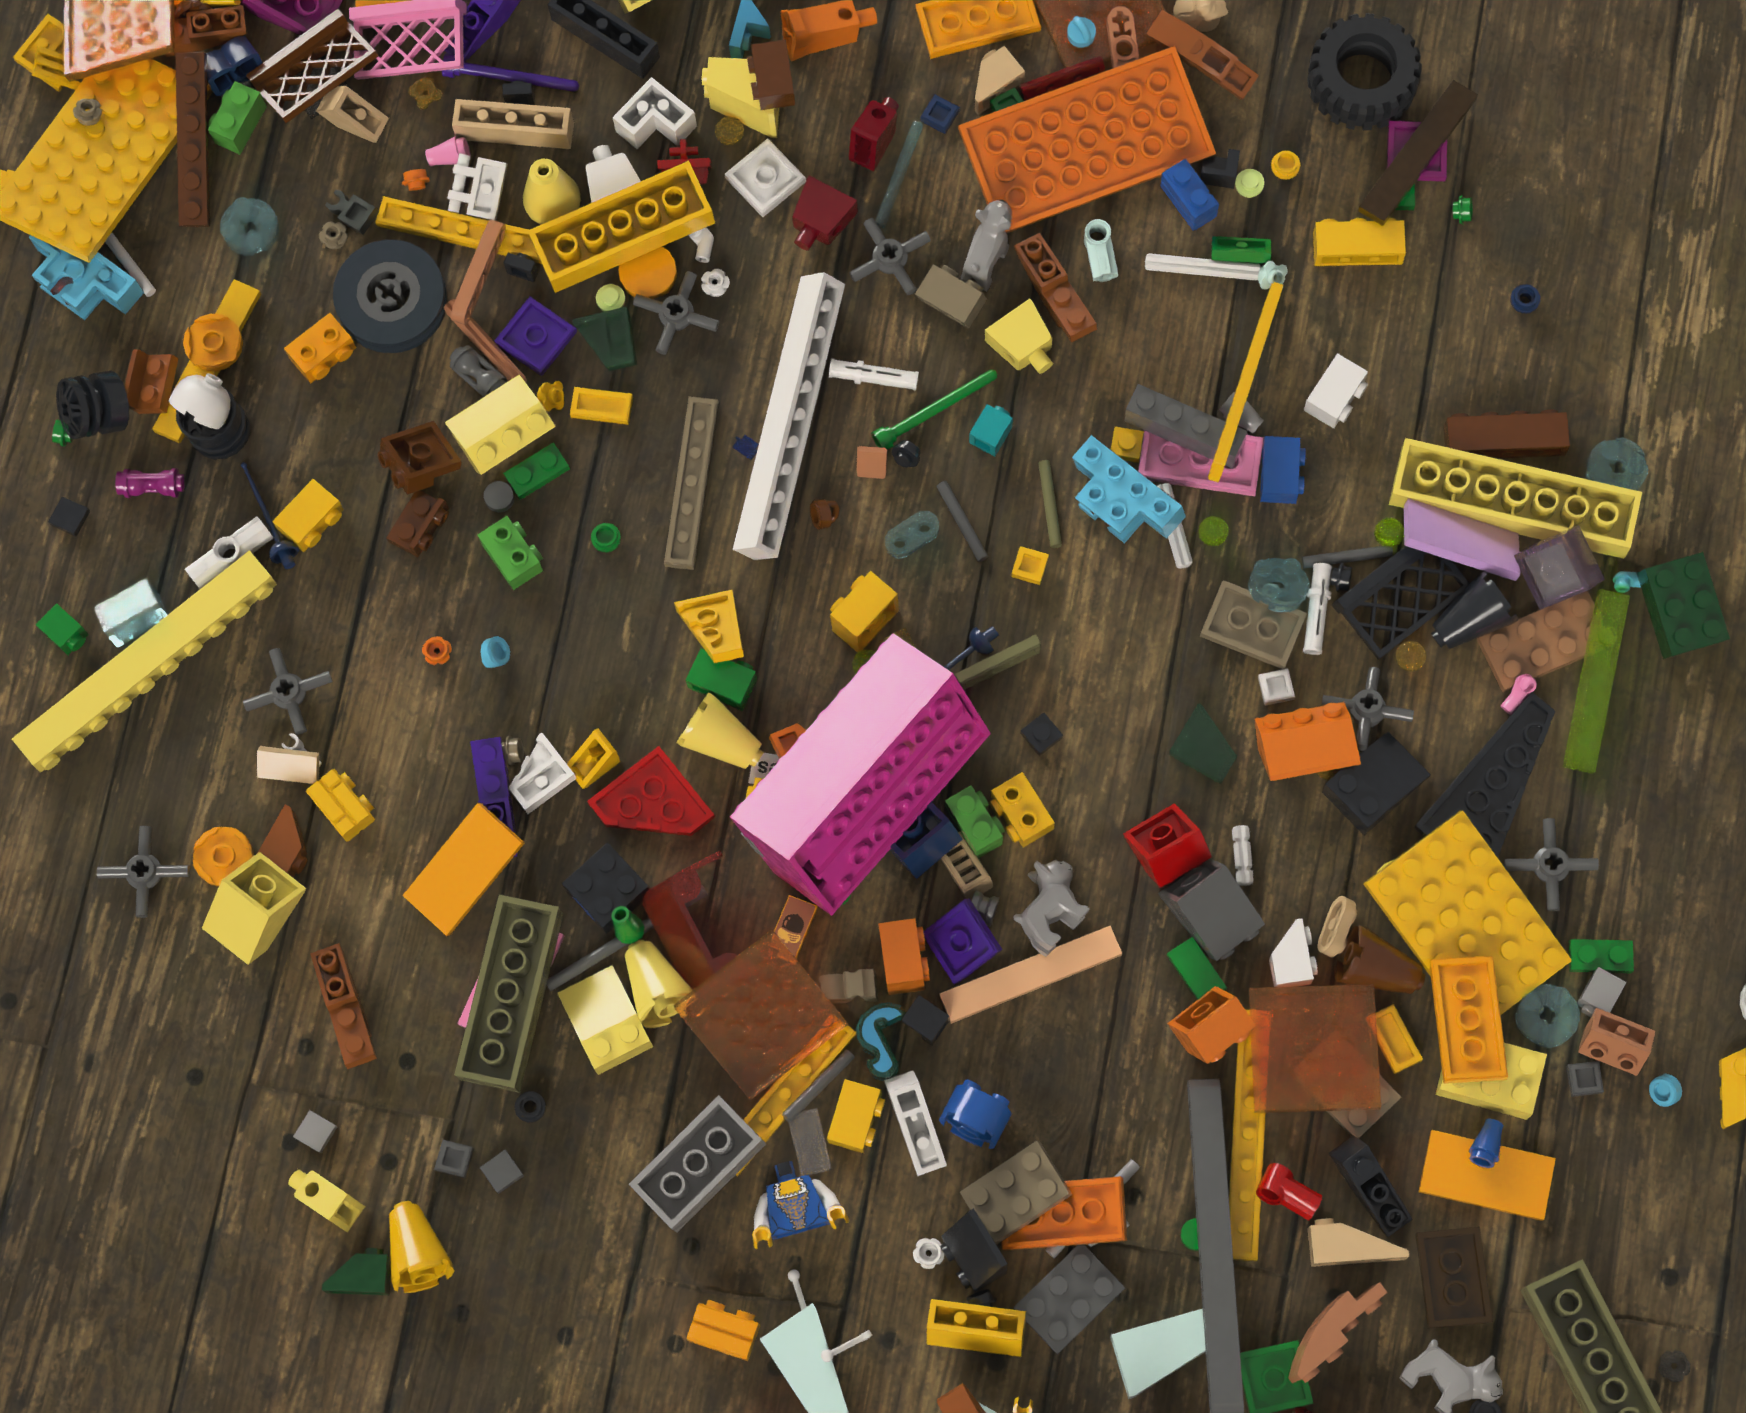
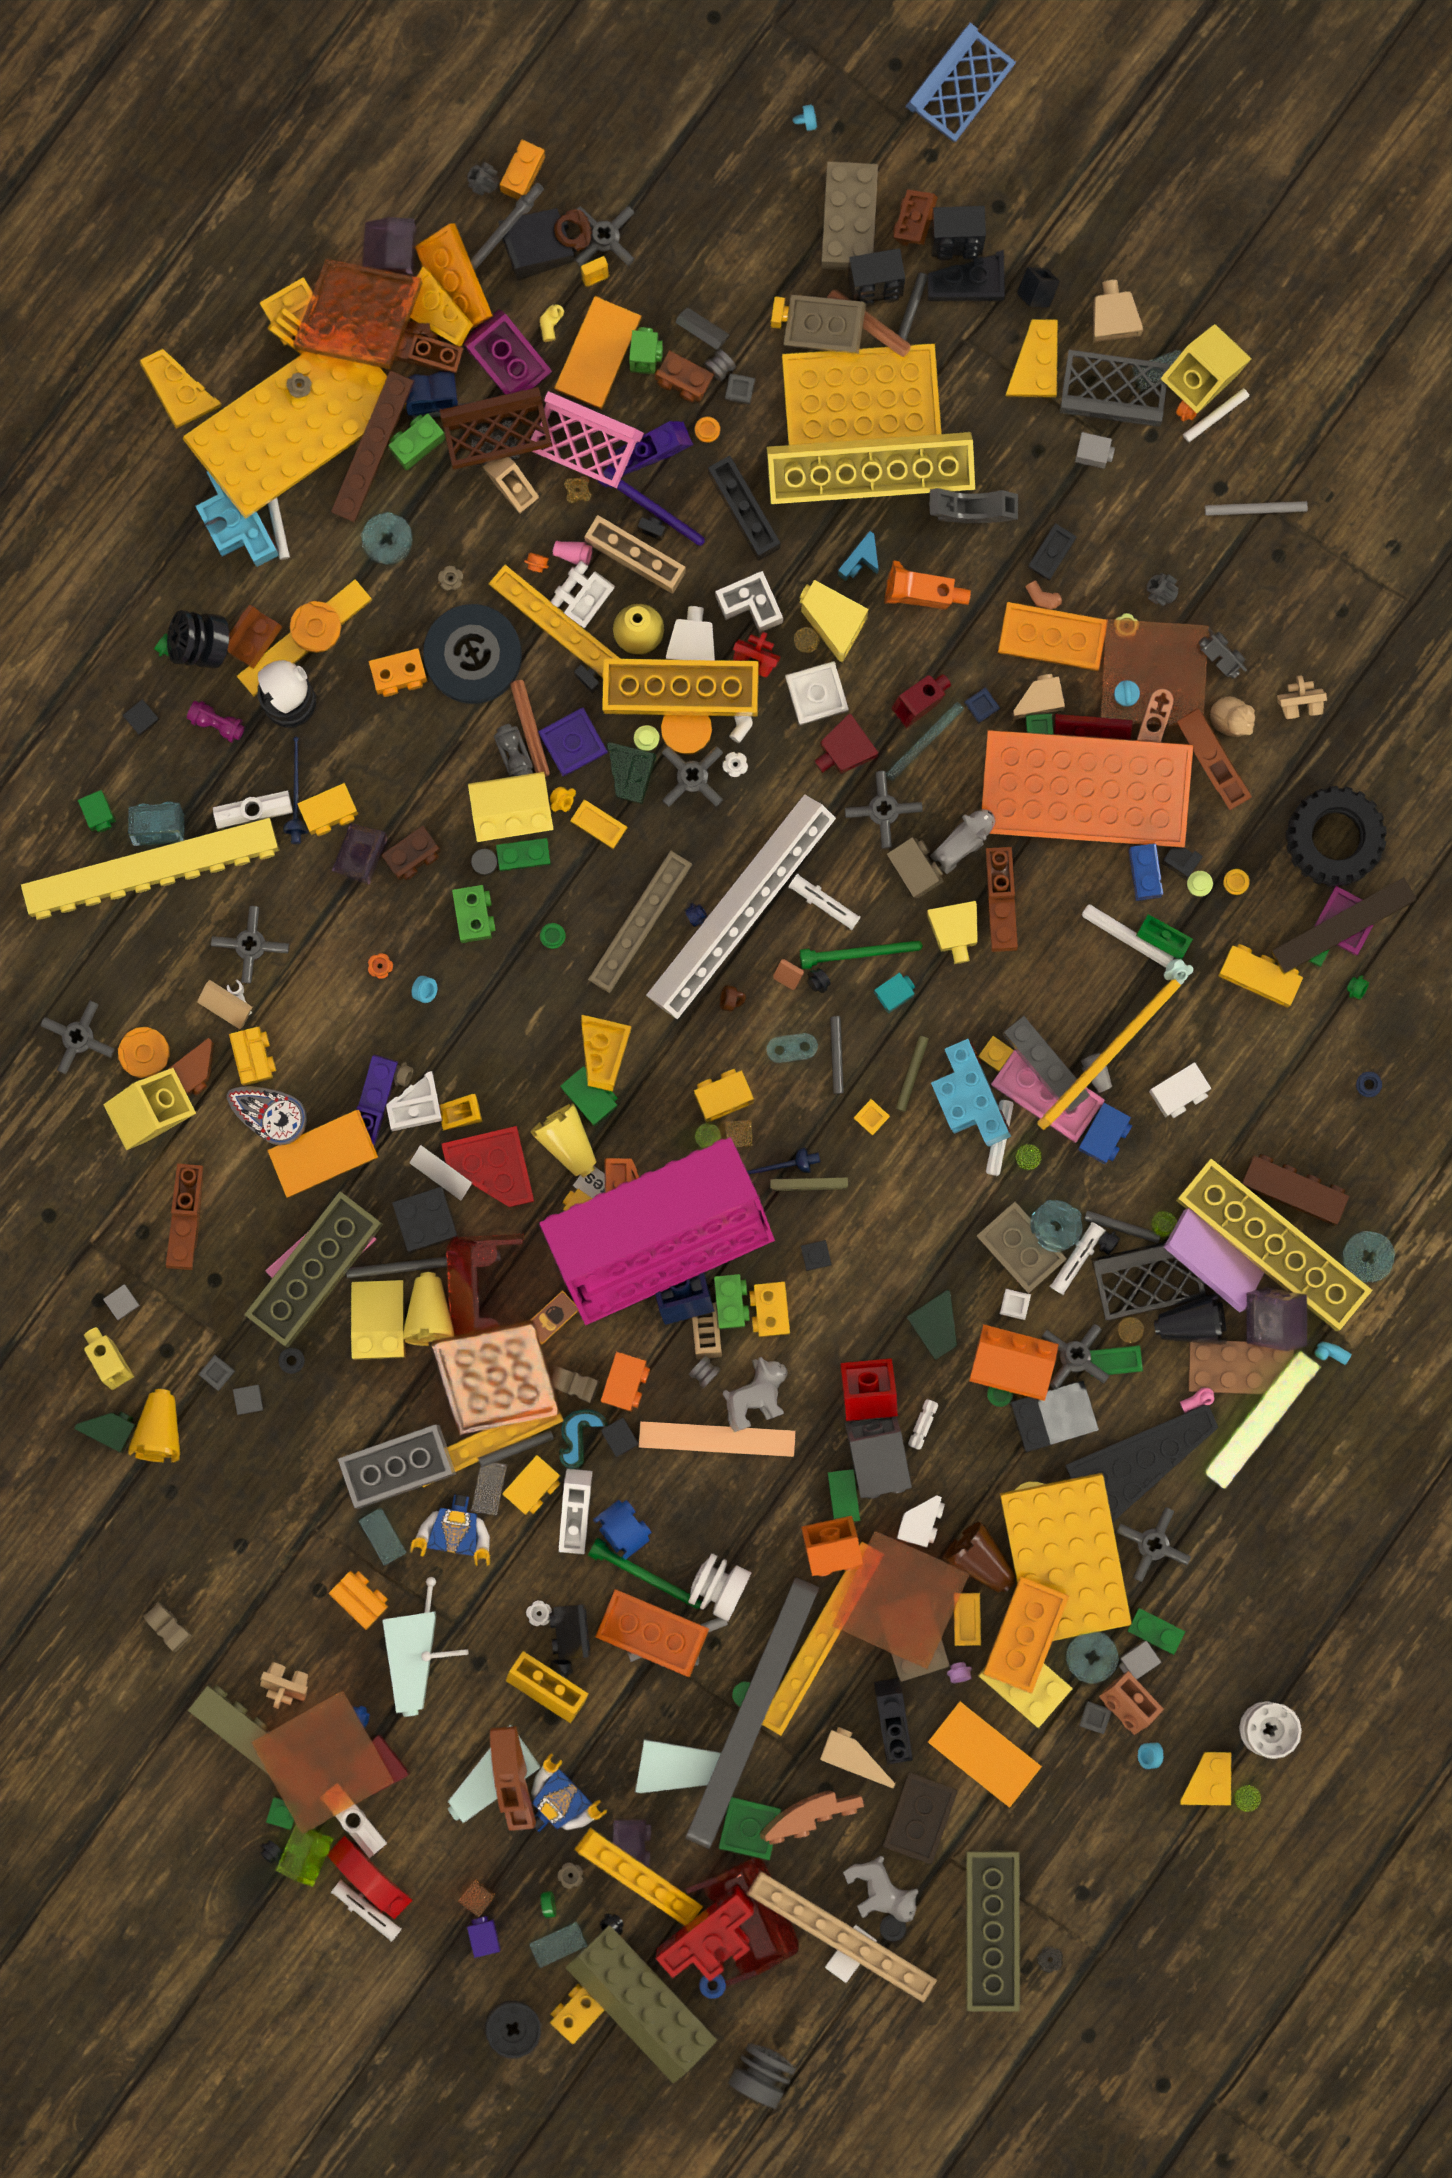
camera: 20 degrees right, 10 degrees up
(353, 212) = (476, 568): pearl dark grey plate -> none
(364, 545) = (360, 853): none -> slope
(386, 854) = (269, 1113): none -> shield
(417, 457) = (435, 801): reddish brown plate -> none
(478, 272) = (550, 669): nougat beam -> none
(599, 831) = (440, 1172): none -> white sticker
(627, 925) = (427, 1259): green cone -> none
(717, 1250) = (382, 1536): none -> clear light blue tile
(772, 74) = (856, 623): reddish brown brick -> none
(961, 941) = (675, 1390): dark purple plate -> none
(963, 1153) = (600, 1551): none -> green piece
(1016, 1192) = (624, 1601): dark tan plate -> none
(1069, 1298) = (627, 1696): dark grey plate -> none
(1100, 252) = (1051, 888): light aqua piece -> none
(1111, 1127) = (719, 1587): none -> white wheel
(1280, 1188) = (824, 1690): red piece -> none
(1308, 786) = (999, 1397): none -> green plate
(1336, 926) = (971, 1509): tan plate -> none
(1414, 692) = (1118, 1360): none -> green tile
(1415, 1099) = (959, 1673): none -> lavender plate
(1486, 1146) = (994, 1733): blue cone -> none
(1683, 605) = (1358, 1393): dark green brick -> none

